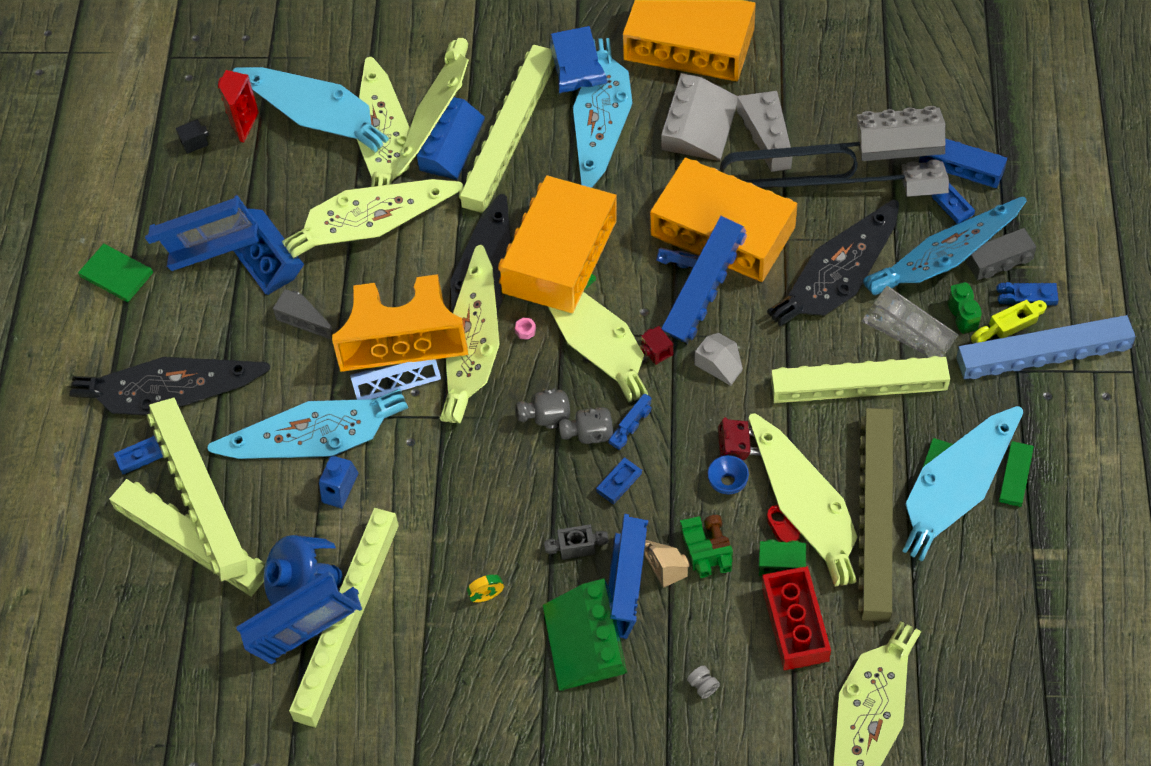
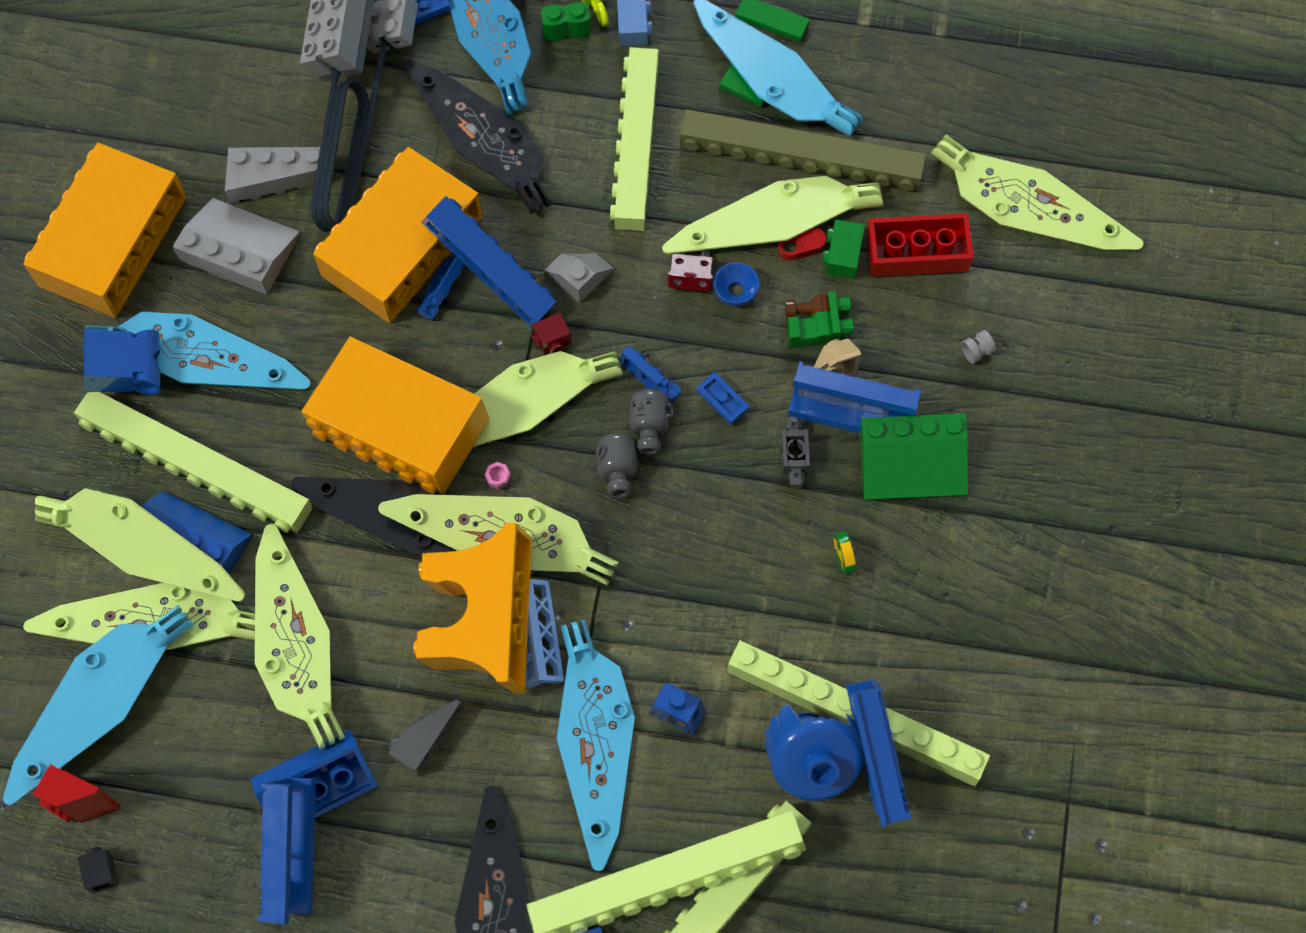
camera: 85 degrees left, 10 degrees up
(909, 324) = (577, 77): clear wedge -> none

